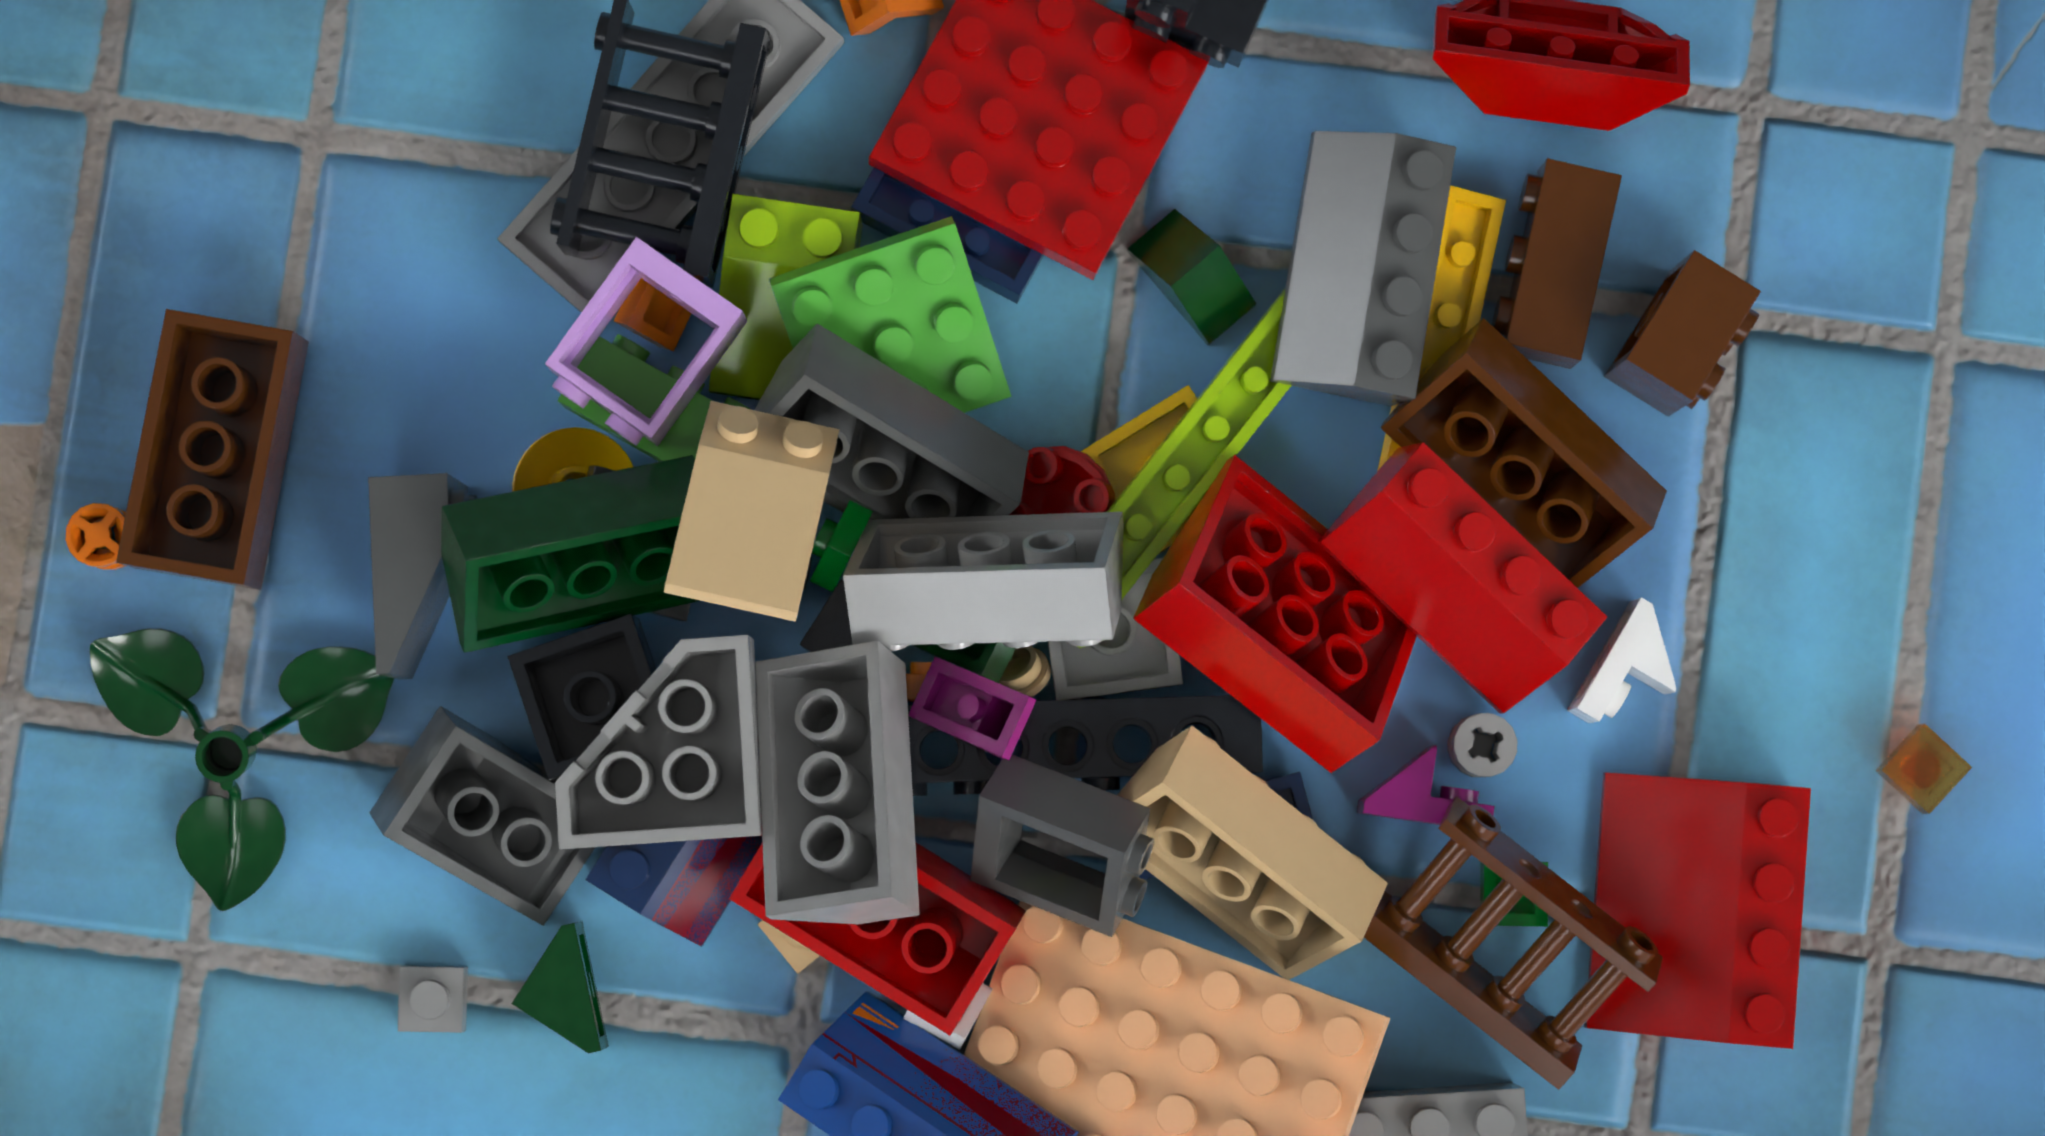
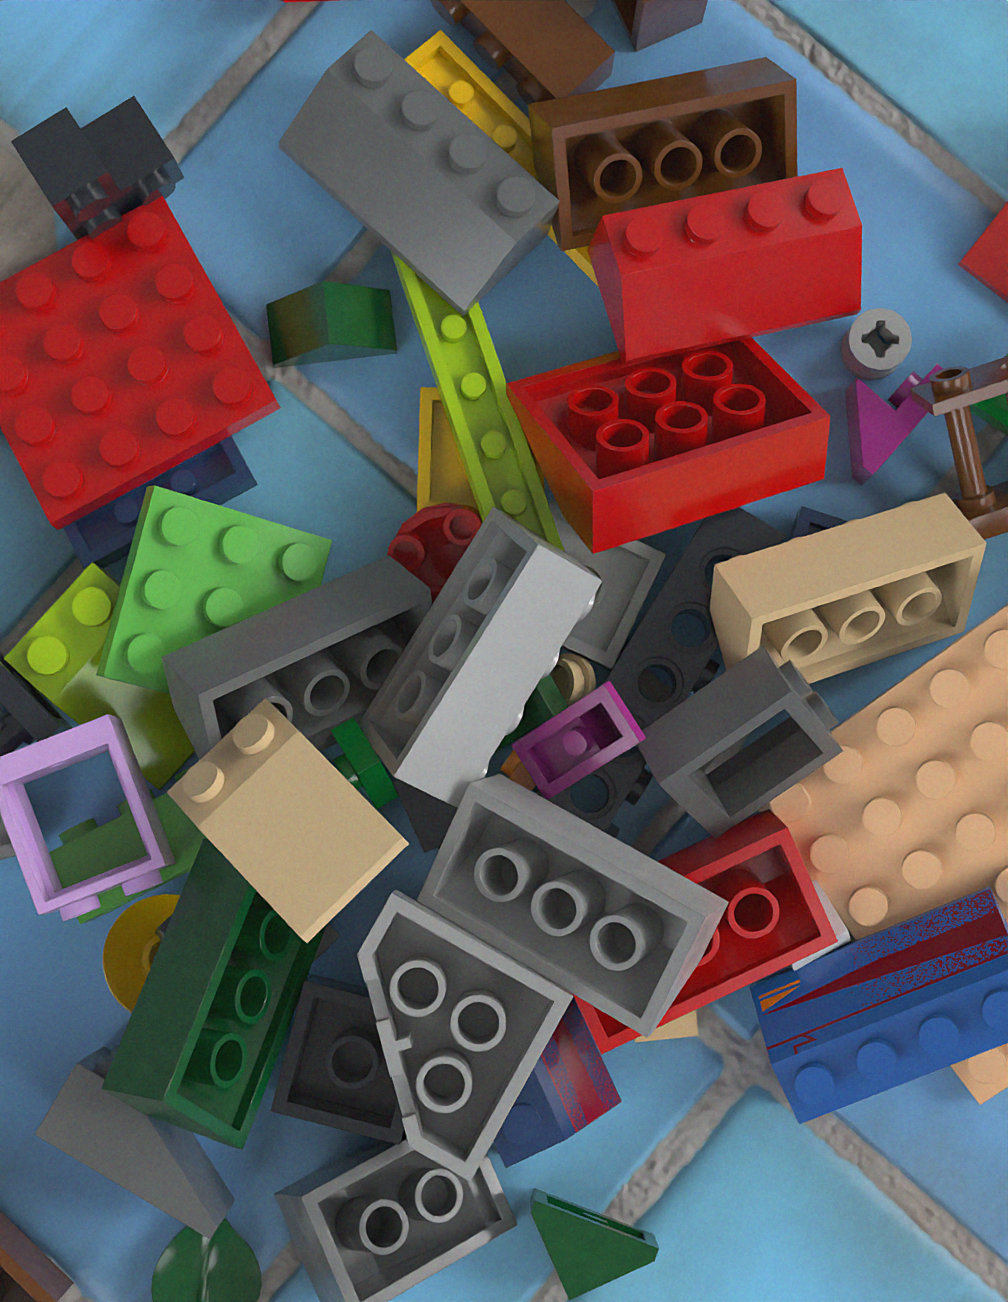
camera: 55 degrees left, 0 degrees up
(653, 316) = (63, 795): orange plate -> none
(1633, 649) = (876, 171): white slope -> none

